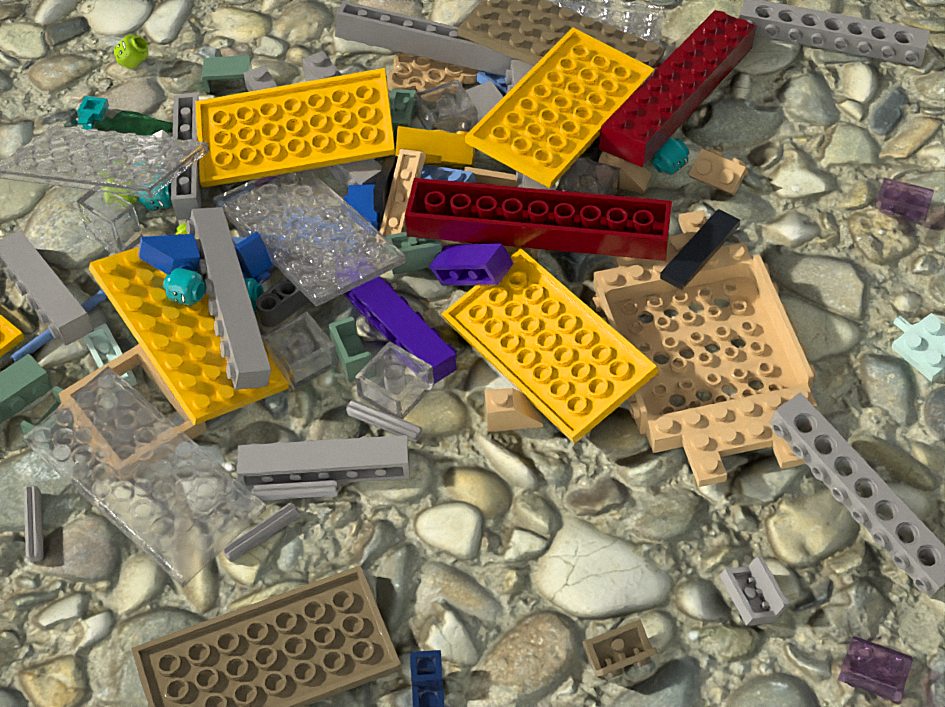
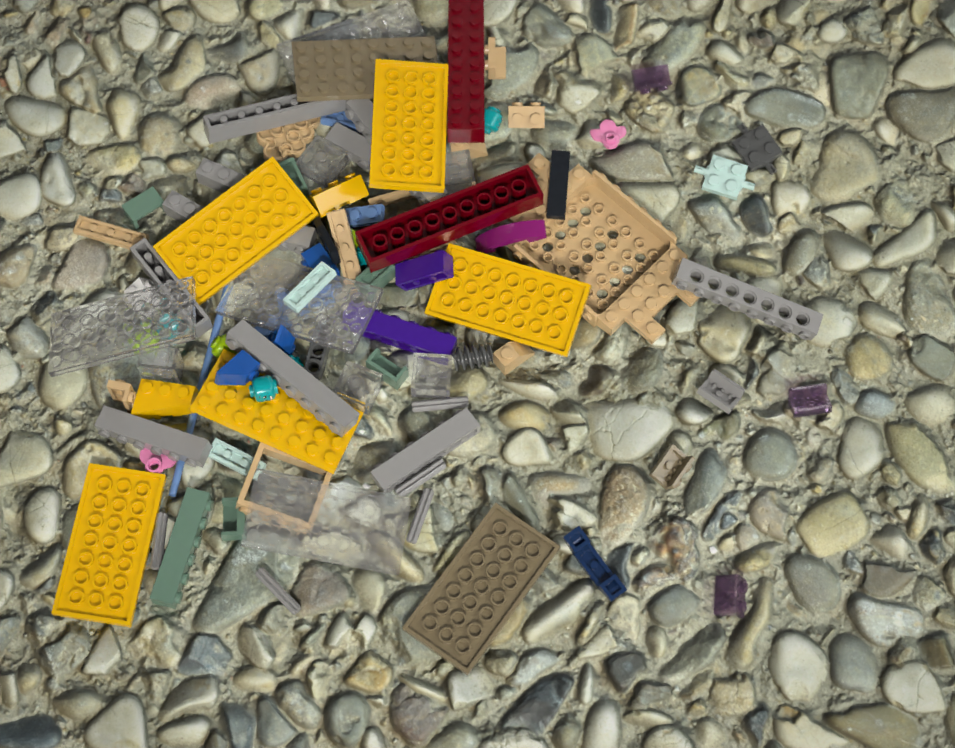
camera: 35 degrees left, 15 degrees up
(25, 318) = (151, 460): none -> bright pink plate
(47, 231) = (122, 392): none -> tan bracket
(73, 252) = (163, 399): none -> yellow wedge
(91, 109) = (69, 287): teal plate -> none
(131, 51) = (60, 225): lime head -> none
(134, 122) = (110, 282): clear green animal -> none
(170, 77) = (107, 232): none -> tan tile
(325, 215) = (309, 287): none -> light aqua plate
(458, 388) = (472, 357): none -> dark grey piece
(626, 277) = (510, 233): none -> magenta slope
(720, 101) = (496, 60): none -> tan bracket
(809, 234) = (608, 134): none -> bright pink plate

